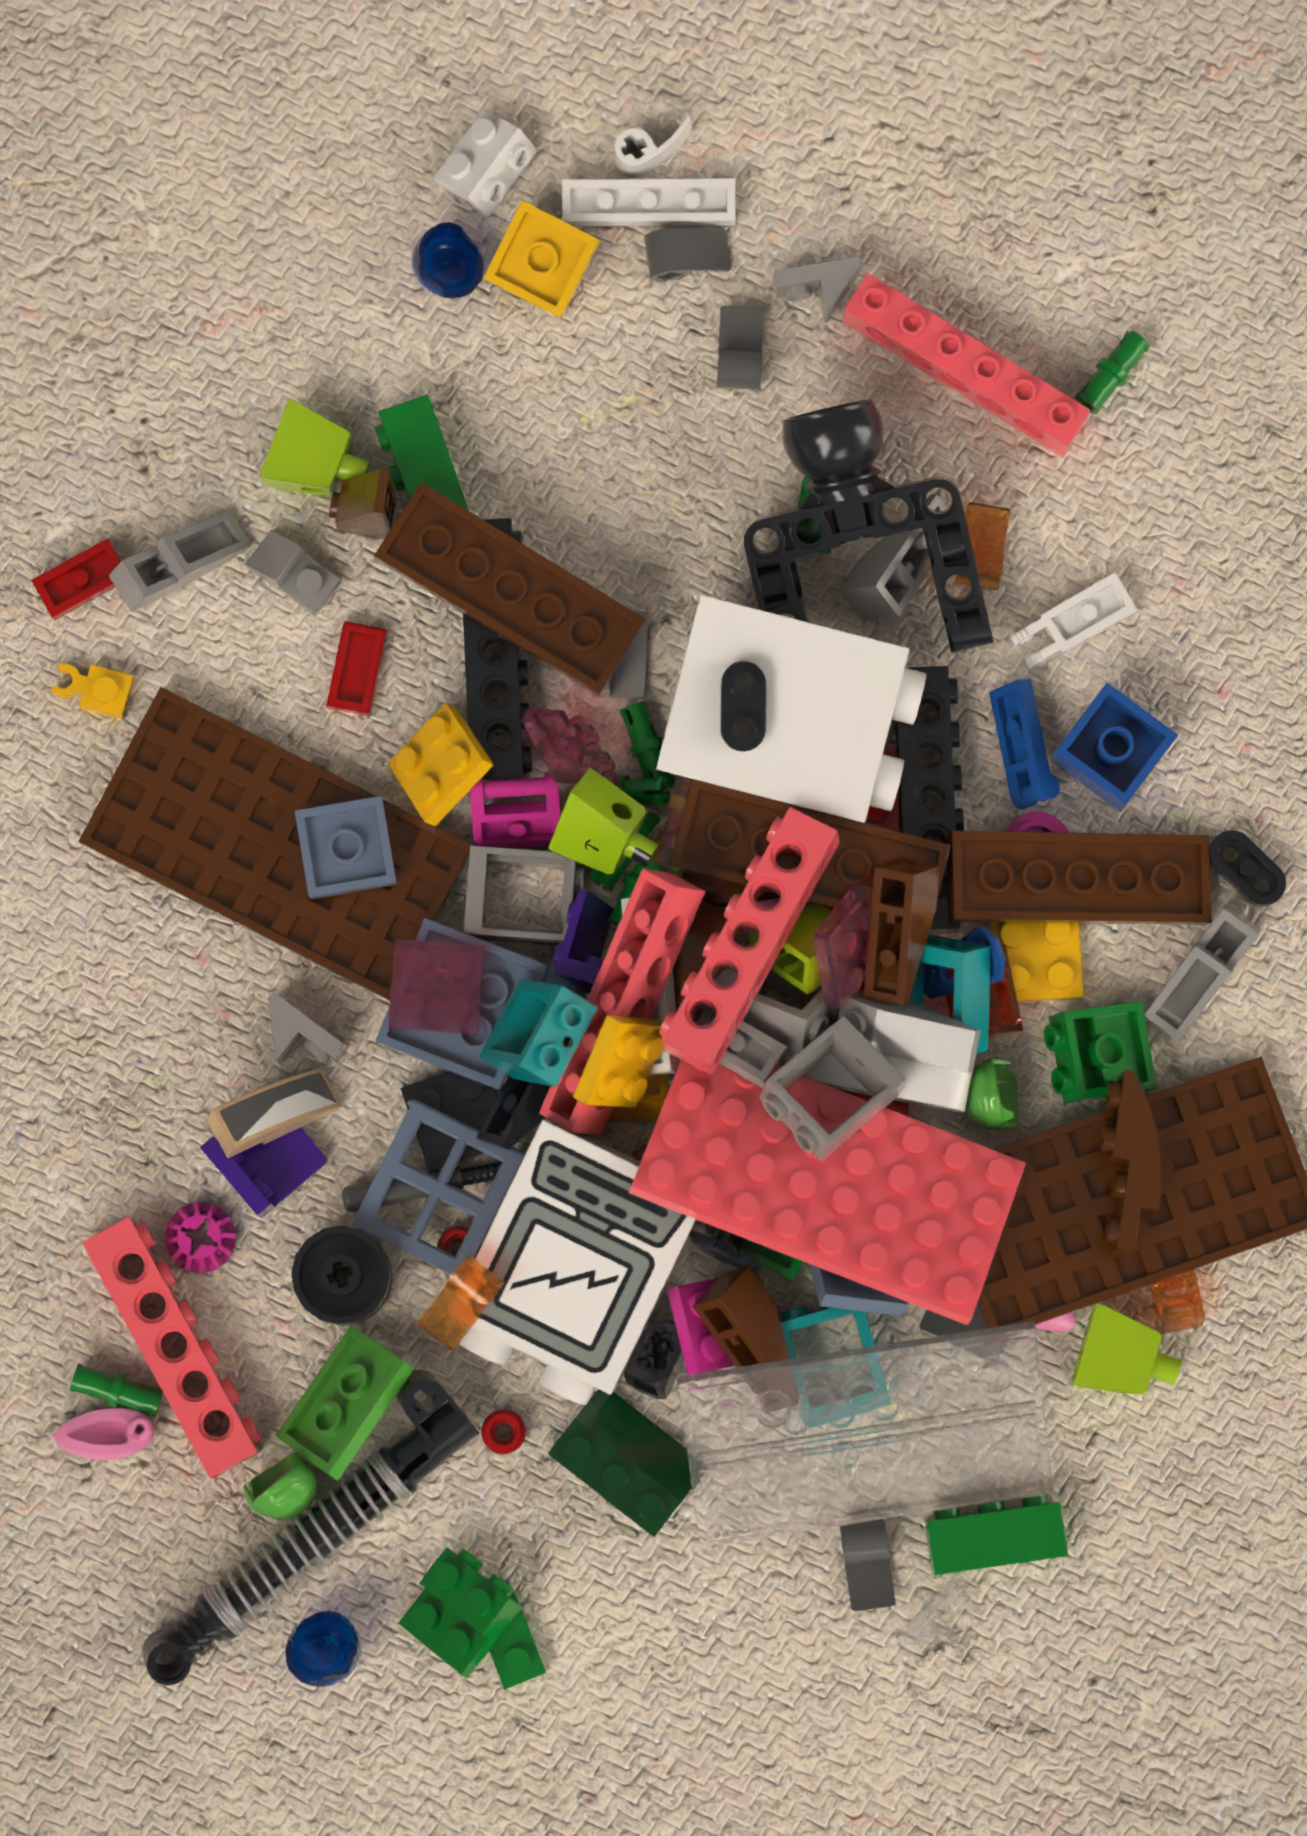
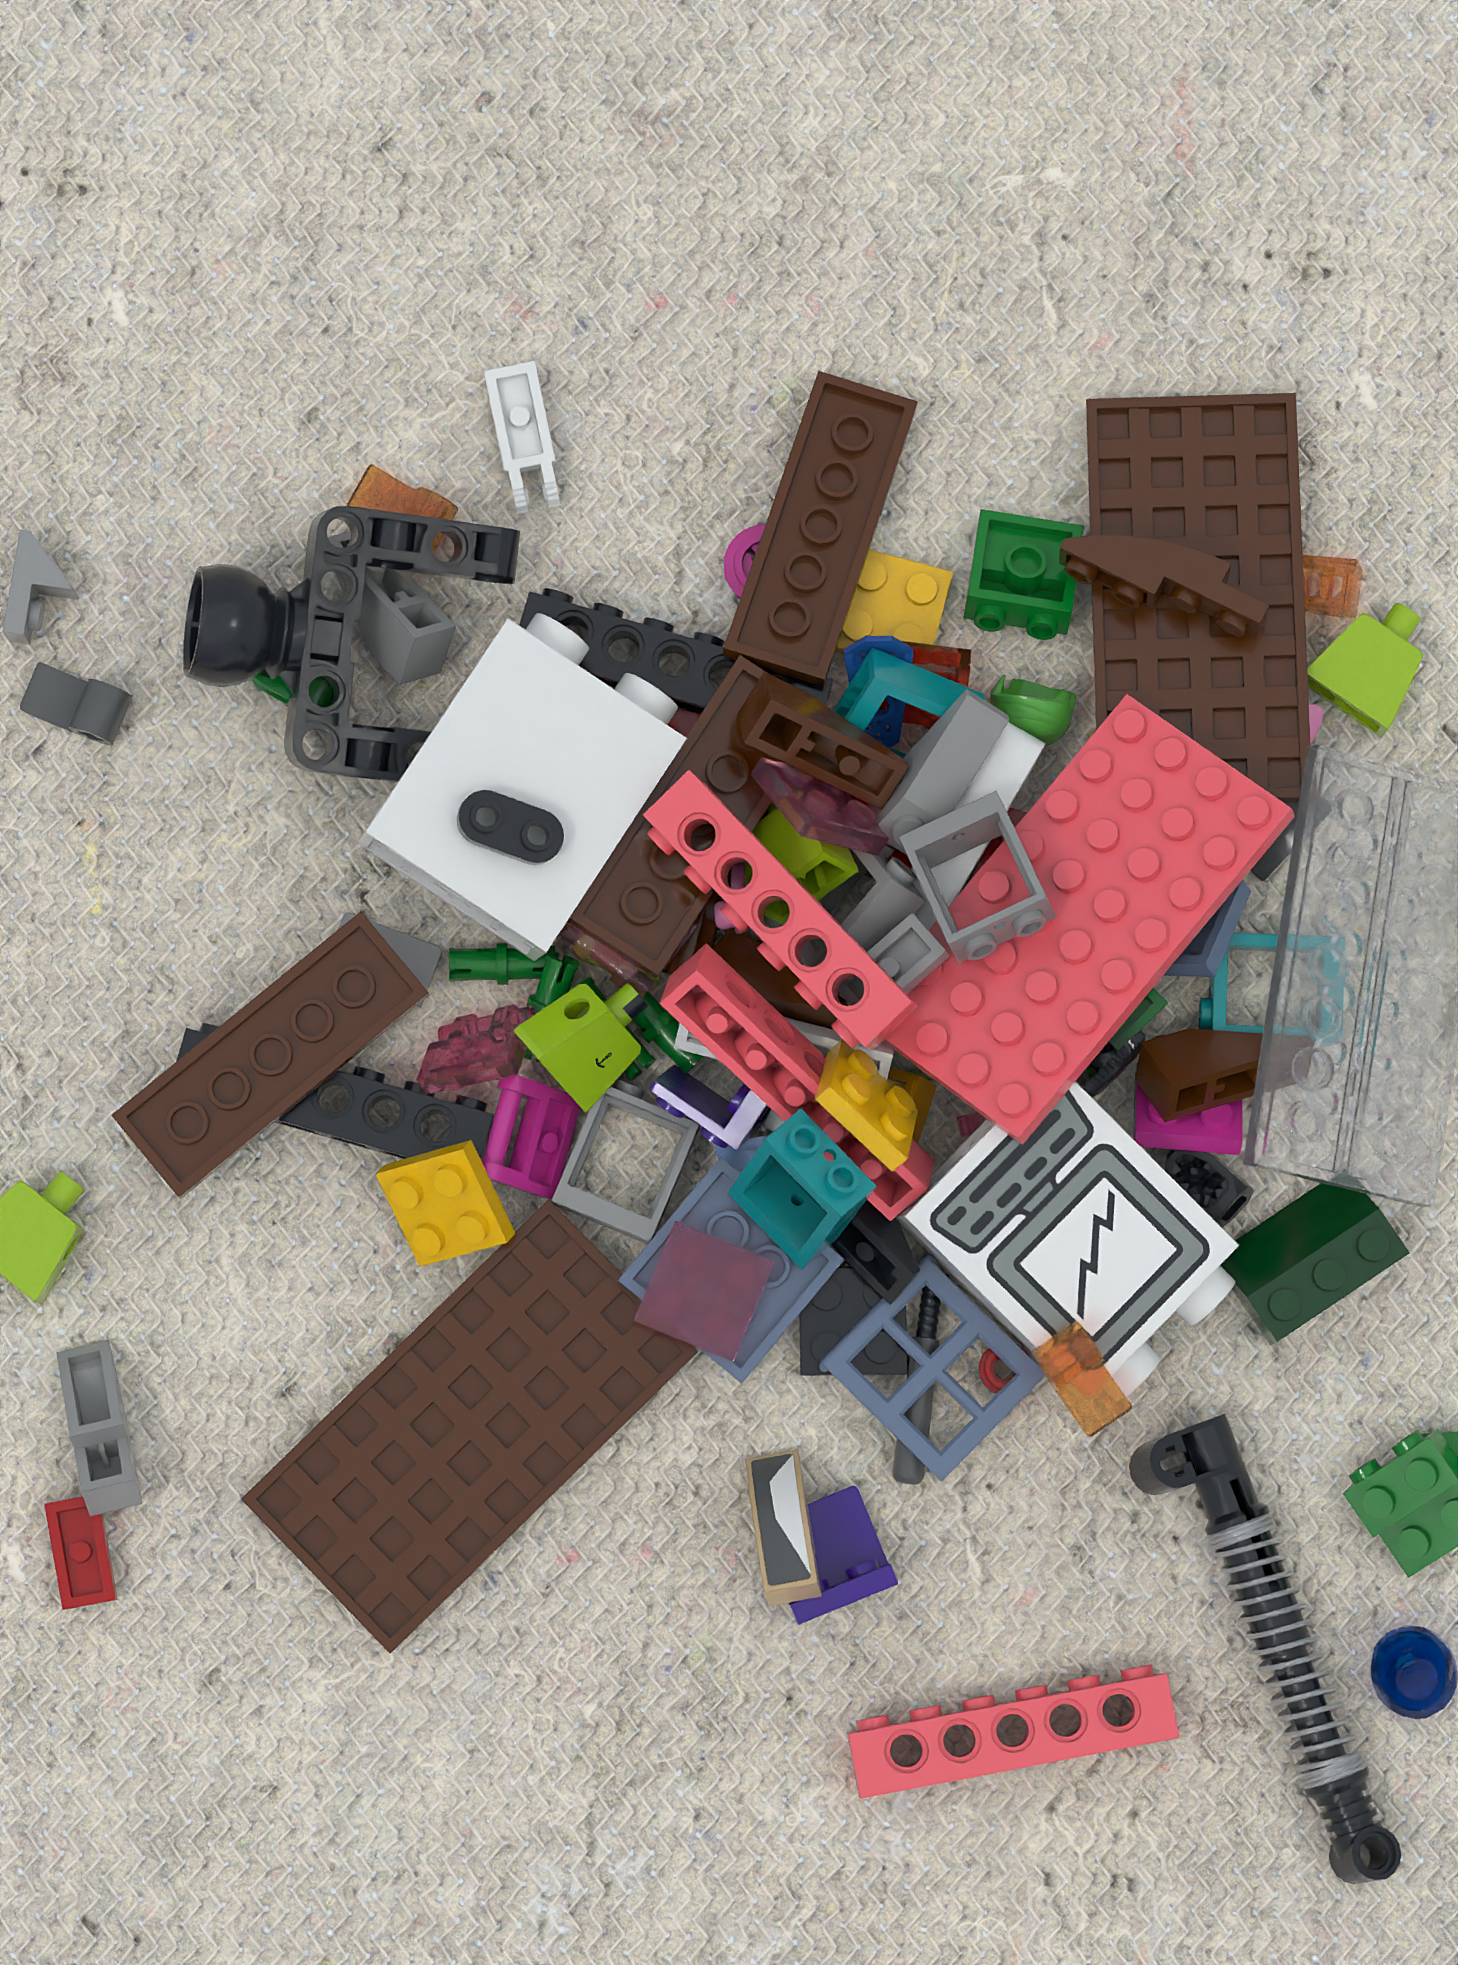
camera: 75 degrees left, 0 degrees up
(101, 690) = (220, 1570): yellow plate -> none
(106, 1434) = (1085, 1843): bright pink arm -> none
(116, 1390) = (1039, 1814): green pin -> none
(219, 1229) = (893, 1635): dark pink gear -> none
(282, 1489) = (1215, 1659): bright green hair -> none
(291, 1024) = (684, 1475): light grey slope -> none
(293, 572) = (156, 1302): light grey slope -> none
(316, 1270) = (1027, 1503): black wheel -> none
(344, 1402) = (1142, 1555): bright green plate -> none
(345, 847) = (505, 1343): sand blue plate -> none
(356, 668) = (295, 1266): red tile -> none
(365, 504) = (111, 1191): reddish brown slope -> none
(418, 449) = (70, 1110): green brick -> none
(489, 1427) = (1242, 1375): red plate -> none
(965, 365) = (187, 455): coral brick -> none
(1022, 744) = (645, 540): blue plate -> none
(1112, 371) = (252, 296): green pin -> none
(1113, 747) = (685, 439): blue brick -> none
(1202, 972) = (969, 430): light grey slope -> none
(1250, 865) = (867, 341): black plate -> none

